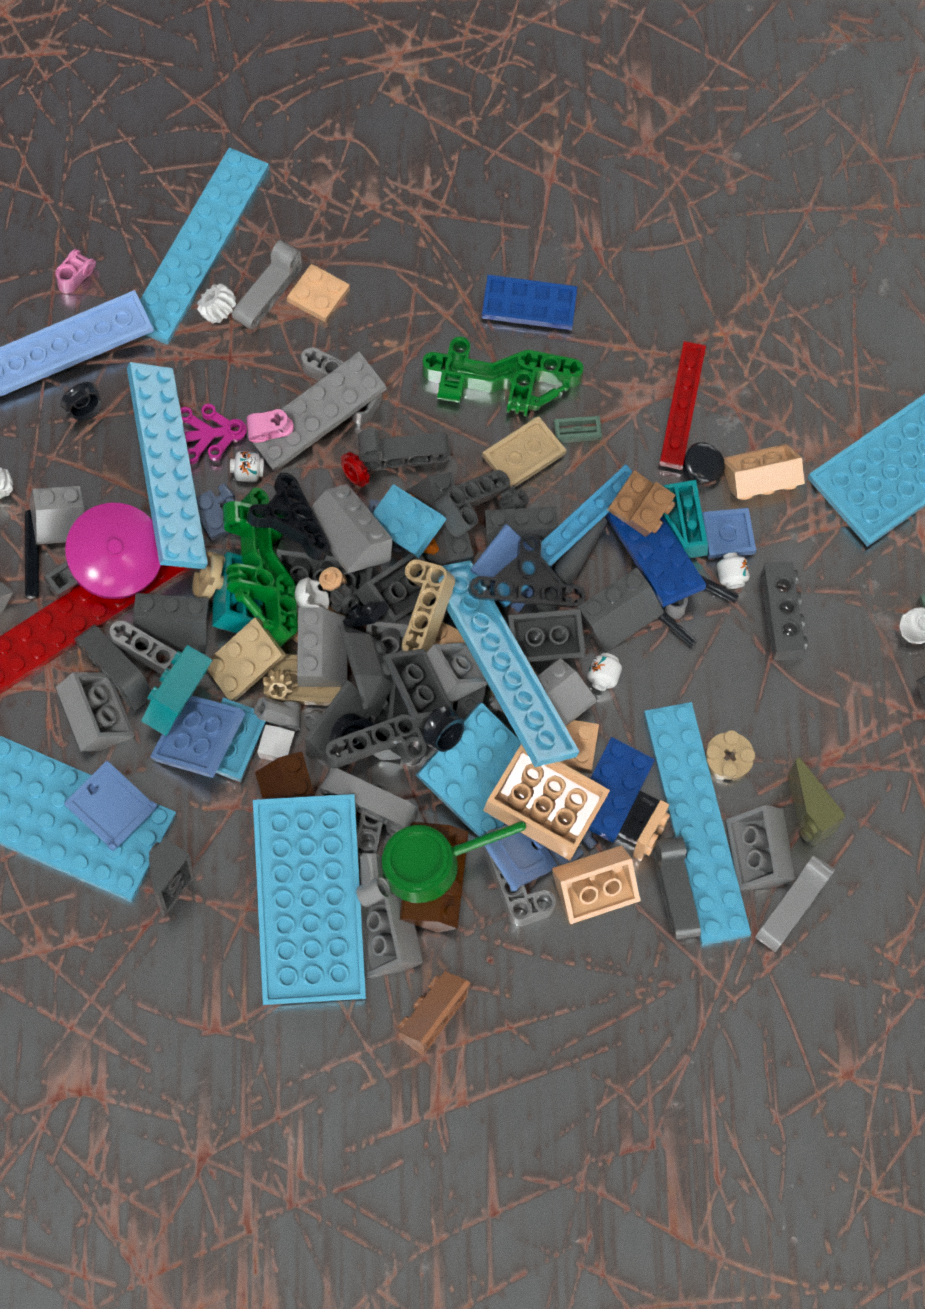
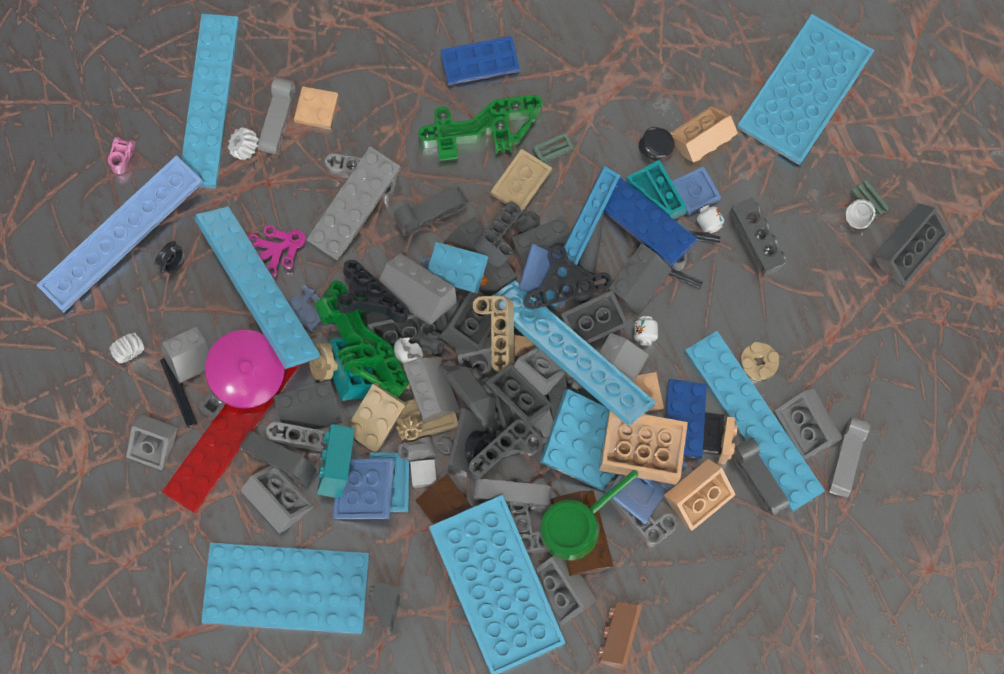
camera: 20 degrees left, 5 degrees up
(110, 805) = (319, 567): medium blue container -> none
(247, 466) = (316, 264): white head -> none
(268, 425) = (320, 230): bright pink piece -> none
(332, 579) = (417, 332): light nougat plate -> none
(354, 469) = (400, 239): red gear -> none
(365, 614) = (454, 351): black plate -> none
(373, 885) = (541, 558): light grey piece -> none
(443, 729) = (550, 421): black piece -> none
(642, 504) = (627, 192): medium nougat plate -> none
(682, 405) = (624, 103): red plate -> none
(814, 808) = (835, 379): olive slope -> none

